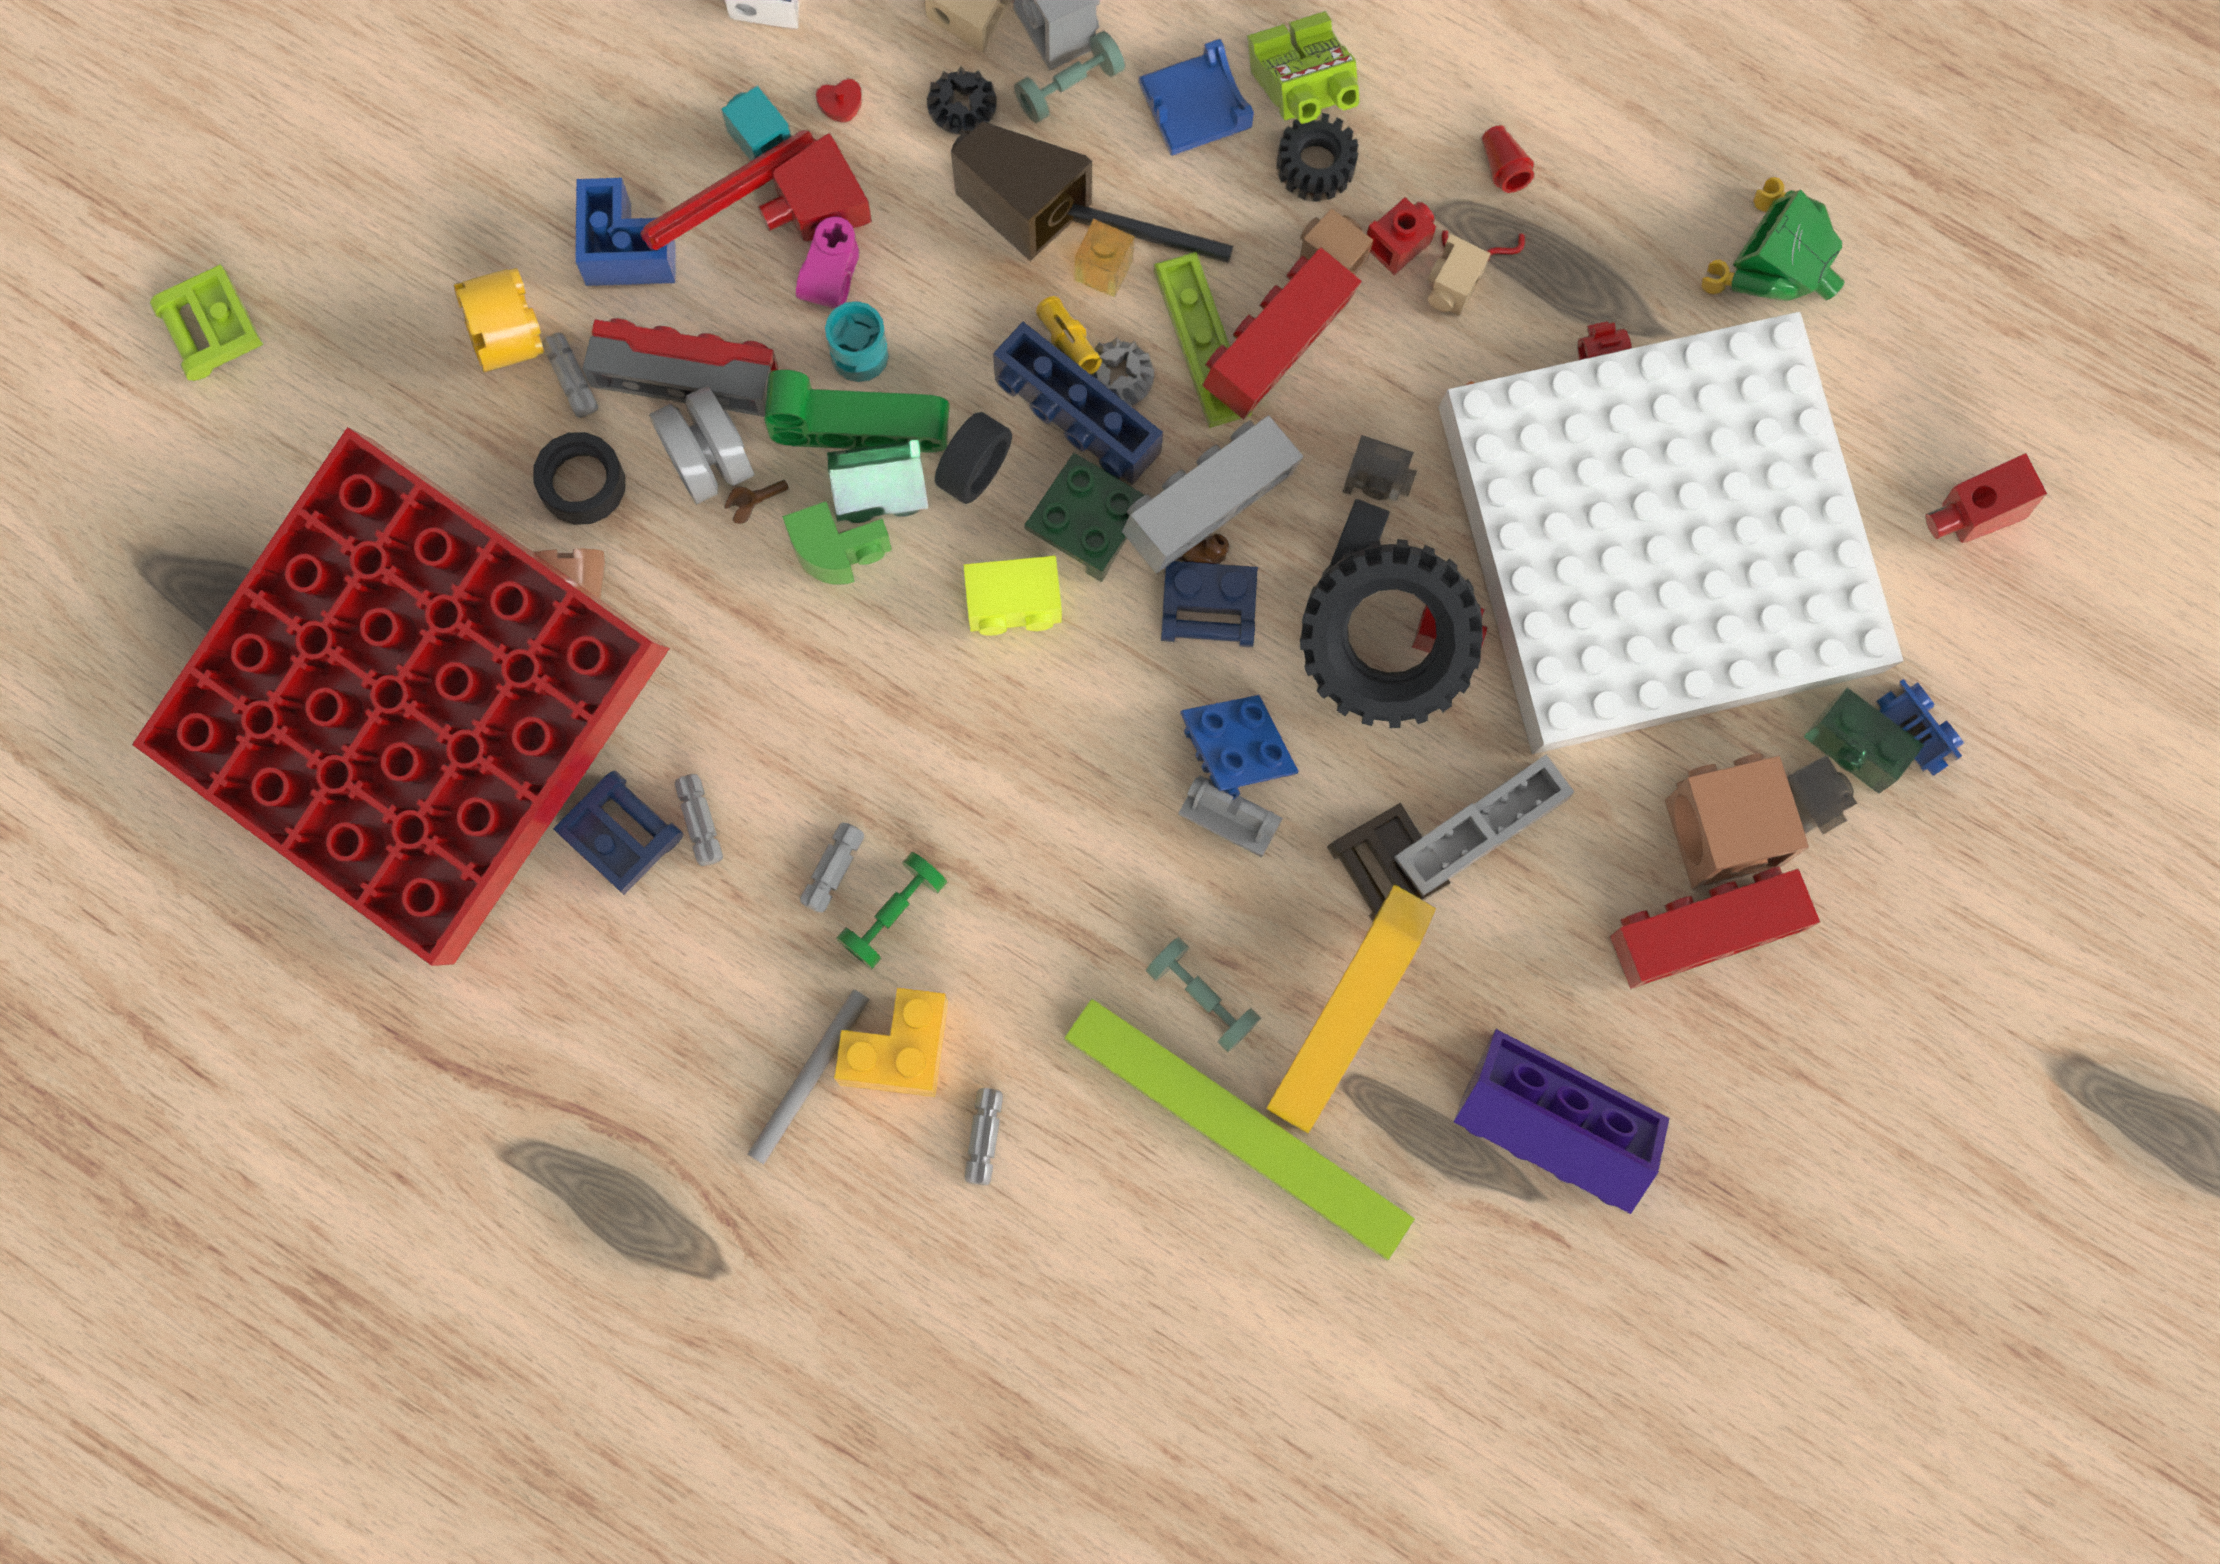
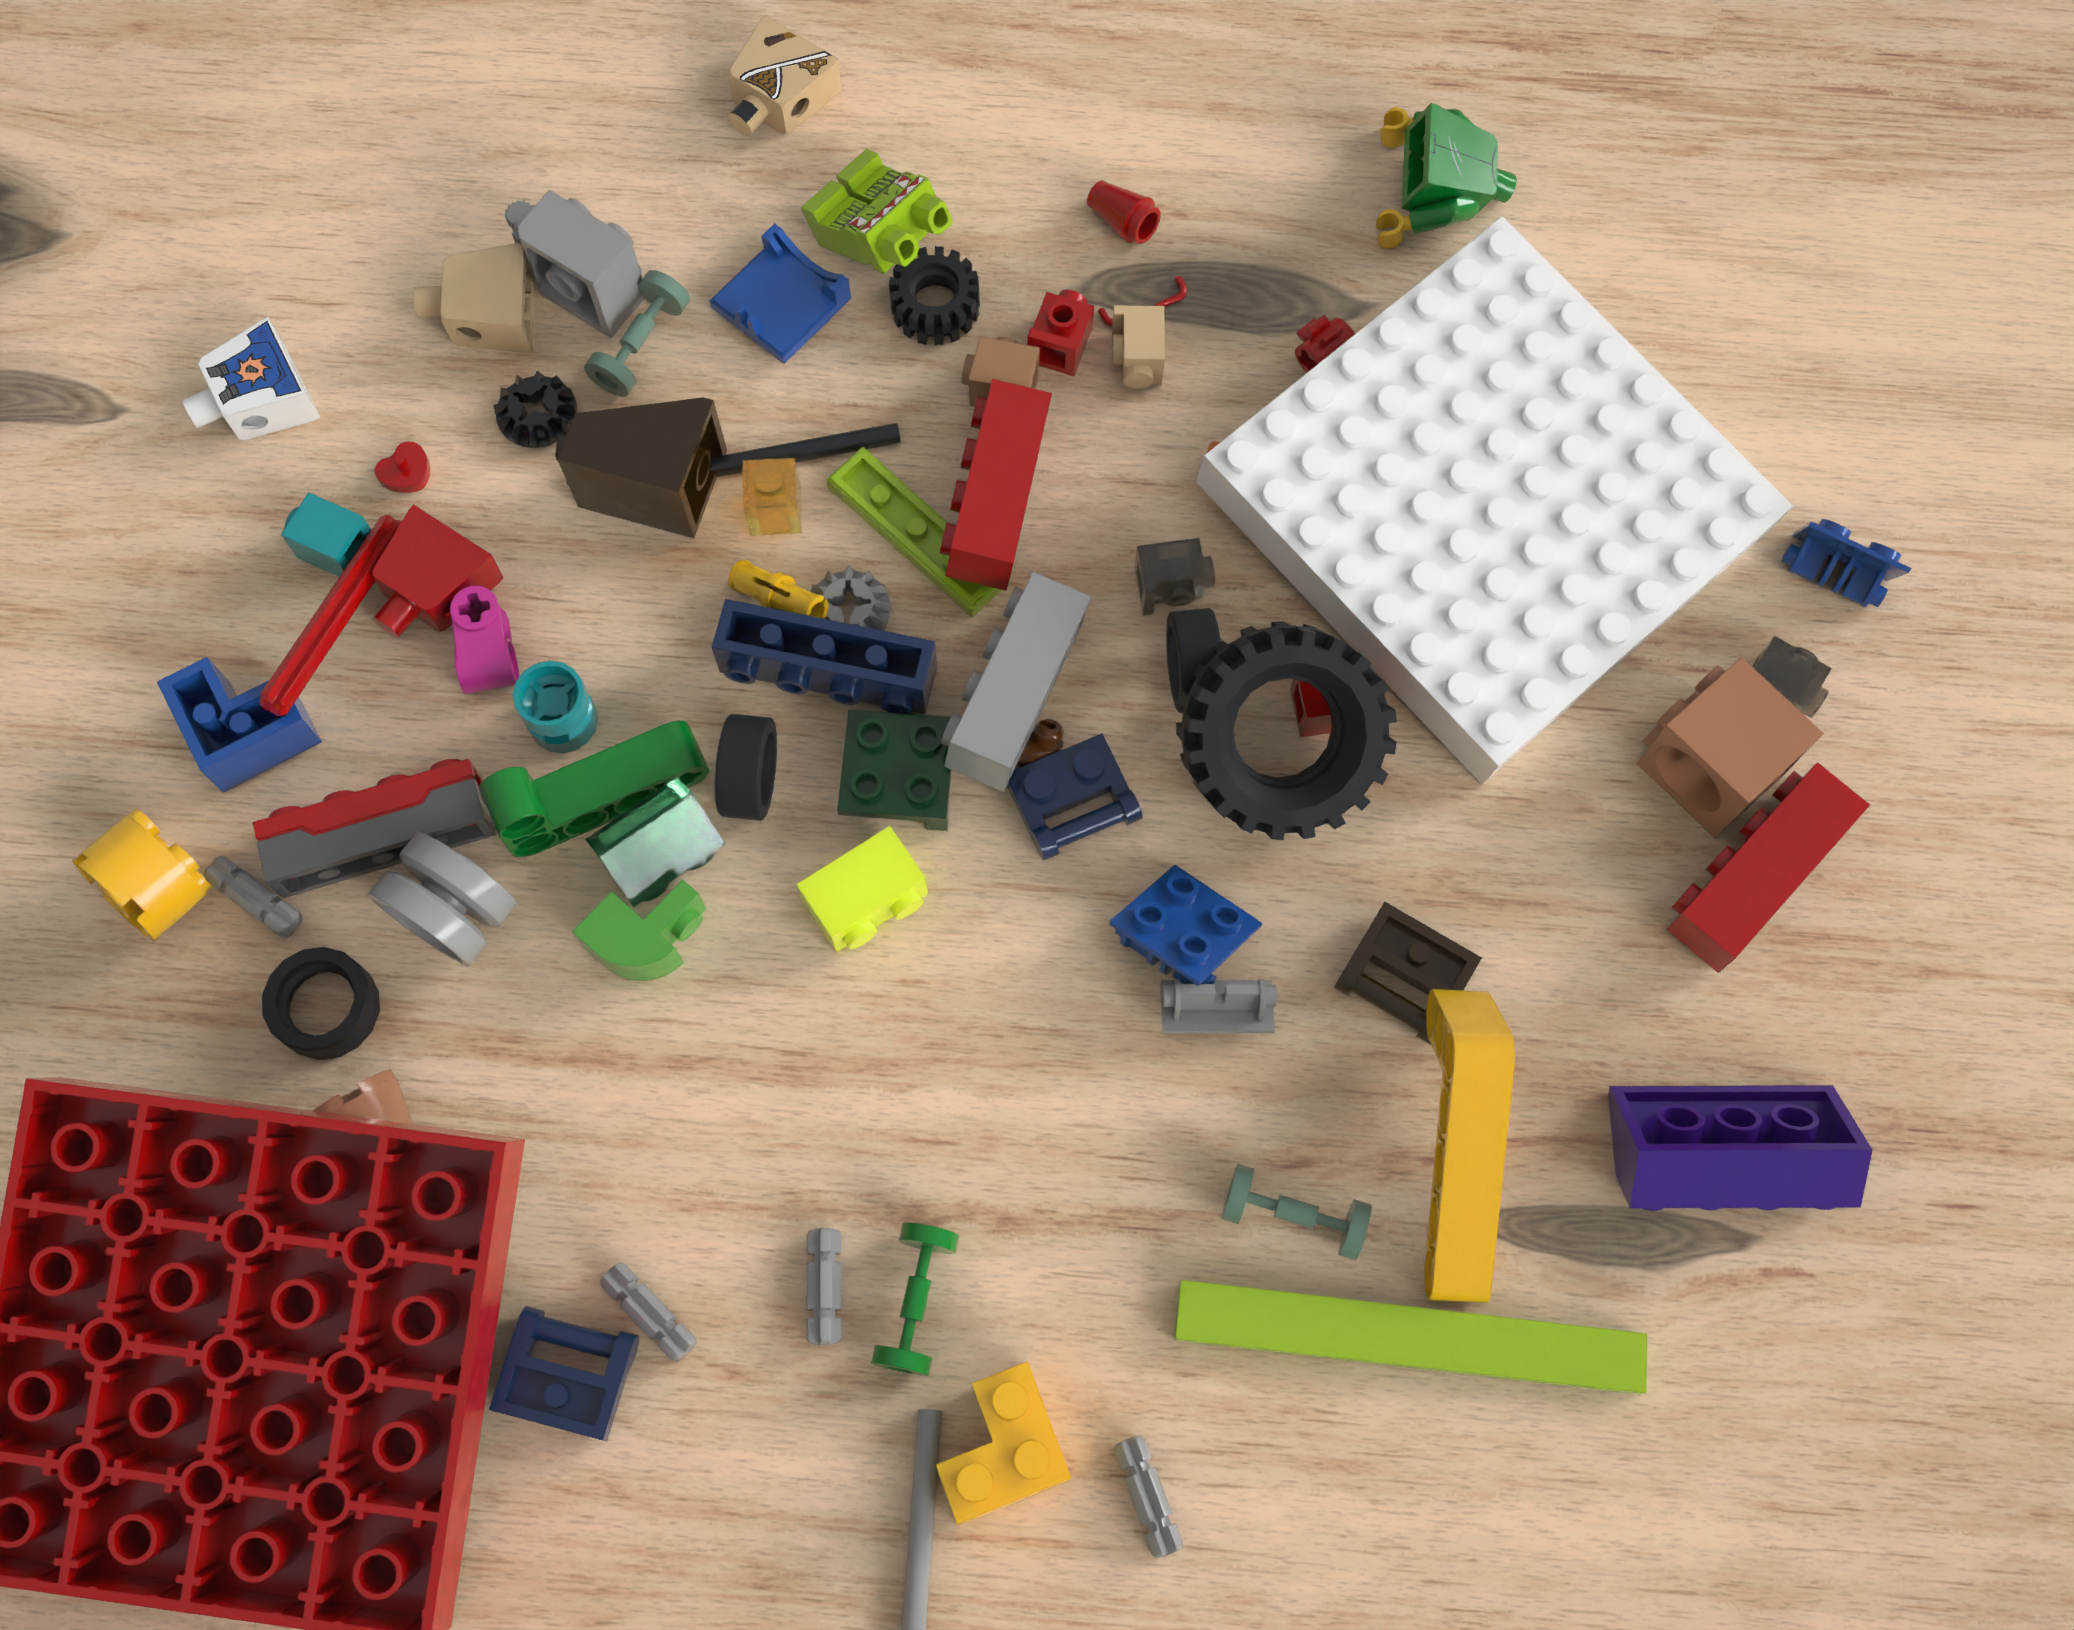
camera: 25 degrees left, 5 degrees down
(747, 499) = (521, 932): reddish brown hand -> none
(1484, 825) = (1482, 881): light grey slope -> none
(1863, 741) = (1797, 604): clear green brick -> none
(1989, 501) = (1777, 313): red torso -> none

